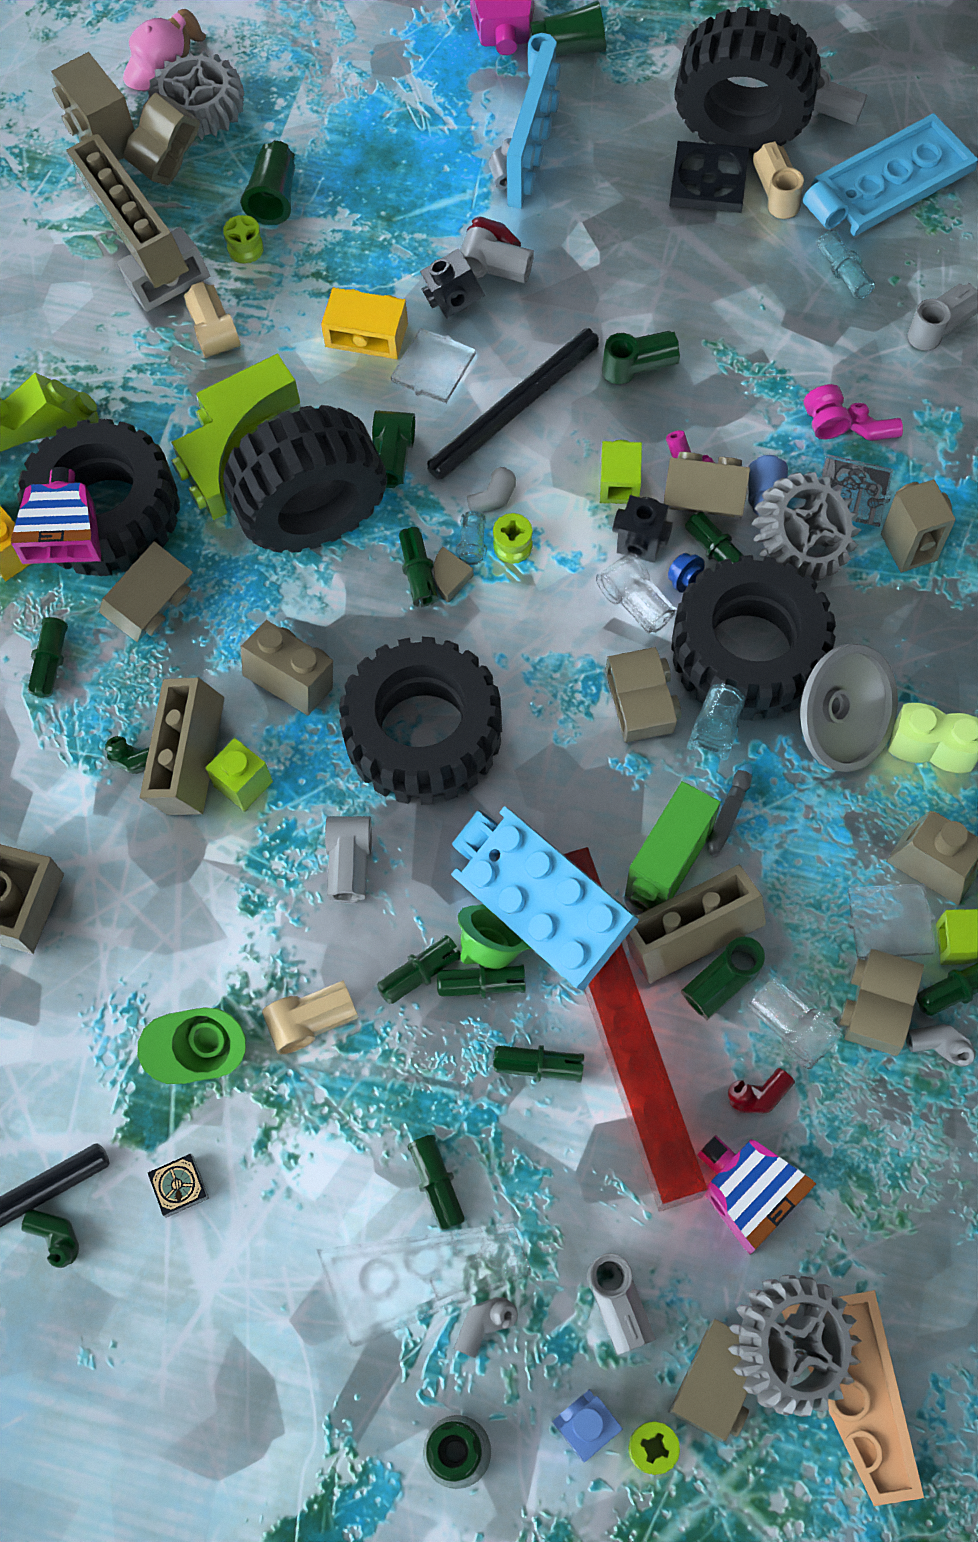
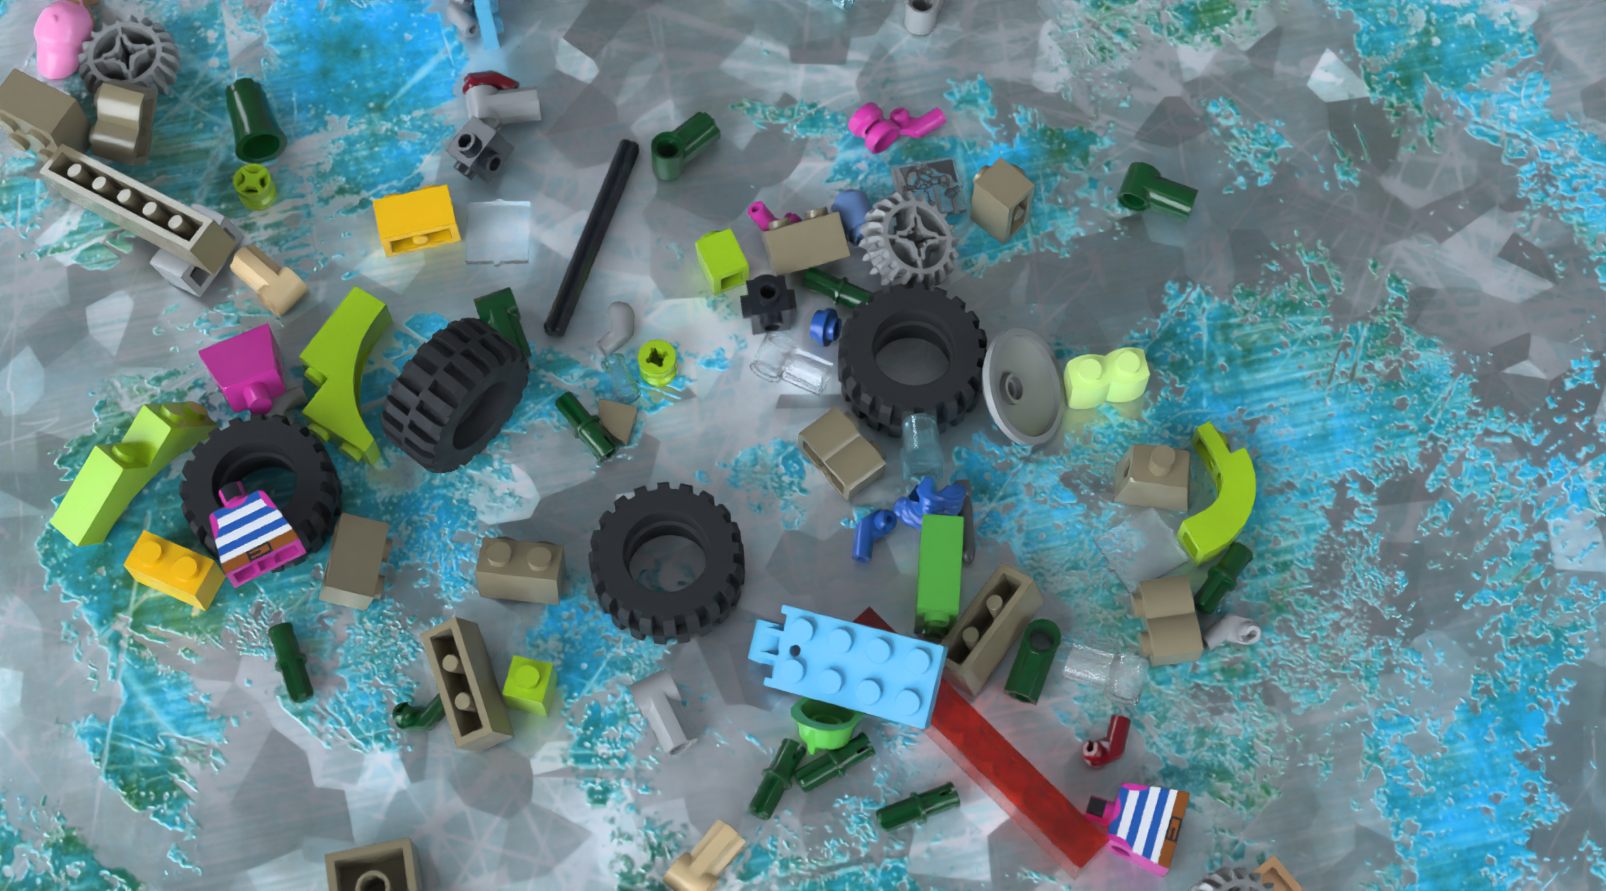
camera: 30 degrees left, 0 degrees up
(149, 387) = (247, 369): none -> dark pink torso
(168, 430) = (289, 400): none -> light grey arm
(631, 779) = (870, 530): none -> blue arm
(715, 782) = (927, 501): none -> blue hair

